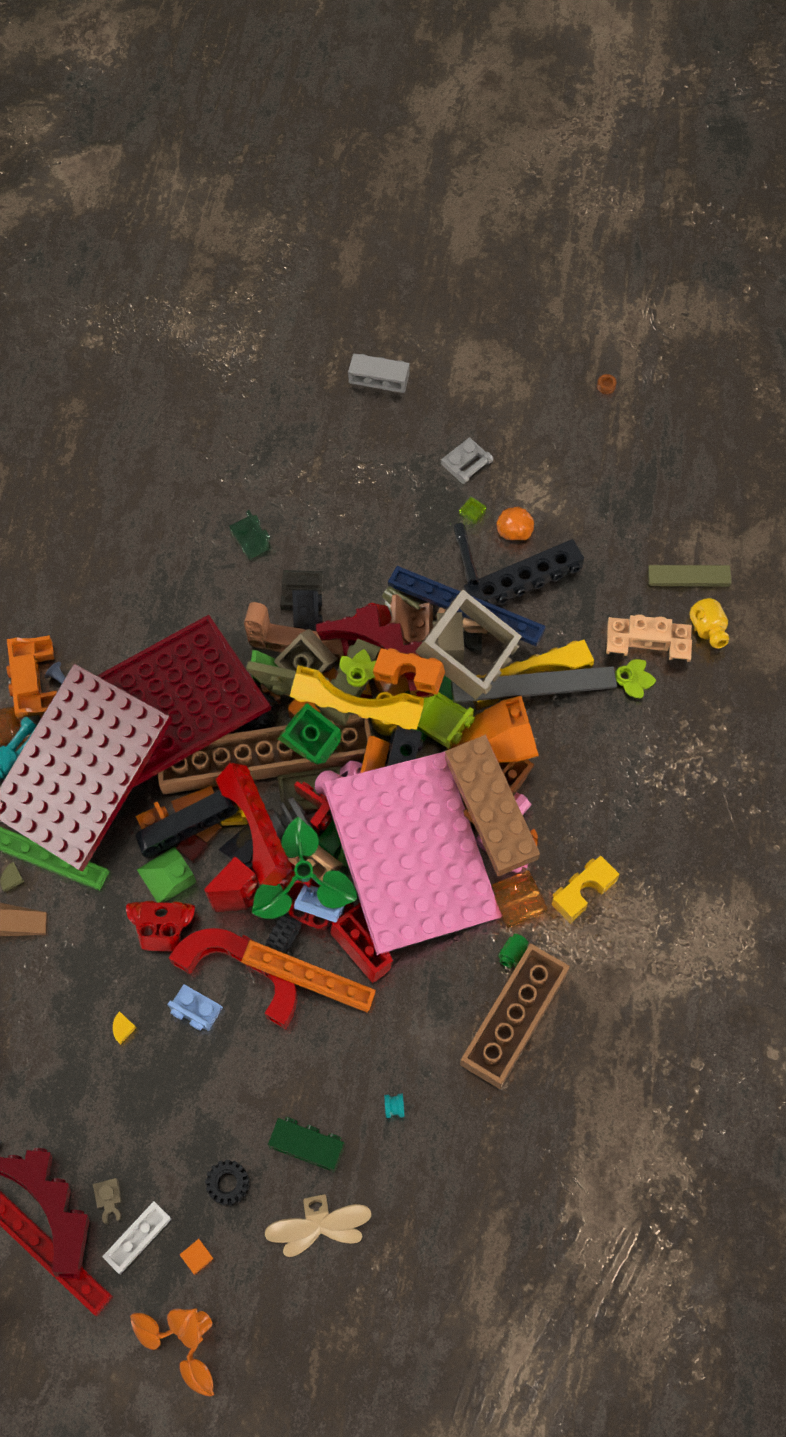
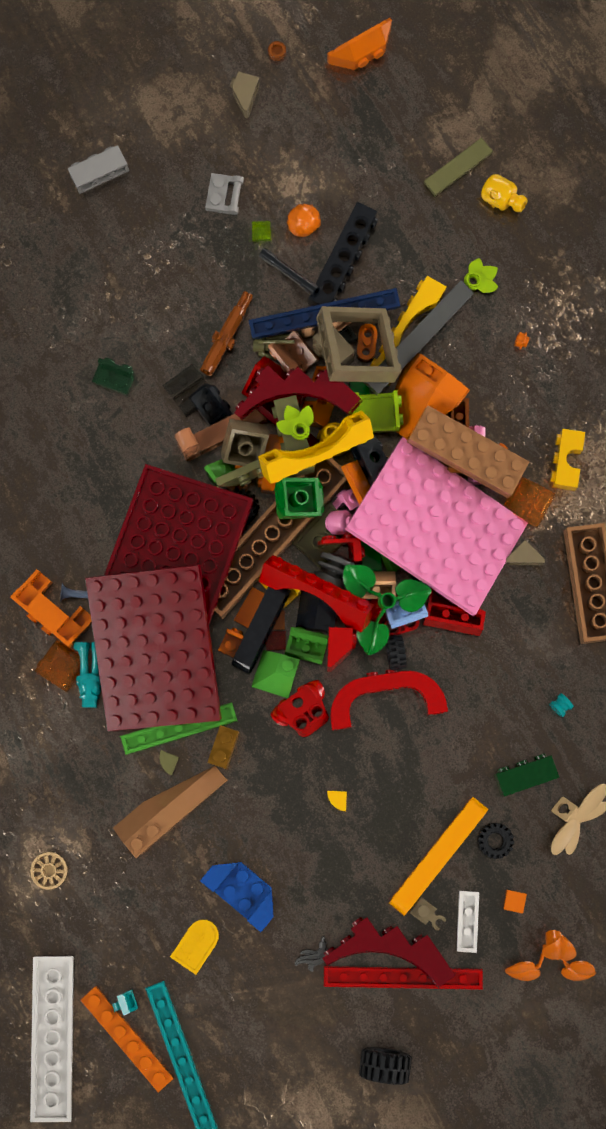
camera: 40 degrees left, 15 degrees up
(65, 900) = (223, 747): none -> pearl gold brick
(163, 1152) = (438, 856): none -> light orange beam
(195, 1007) = (375, 747): light blue bracket -> none
(208, 864) = (306, 645): none -> bright green bracket
(308, 976) = (436, 666): orange tile -> none
(366, 568) = (224, 339): none -> dark orange piece
(393, 664) = (321, 402): orange arch -> none
(472, 942) = (525, 555): none -> dark tan slope
(484, 659) = (367, 343): none -> orange plate
(513, 951) = (555, 540): green brick -> none
(553, 394) = (244, 91): none -> dark tan slope
(627, 756) = (521, 340): none -> orange plate
(649, 633) = (467, 234): light nougat bracket -> none
(683, 424) = (362, 48): none -> orange wedge

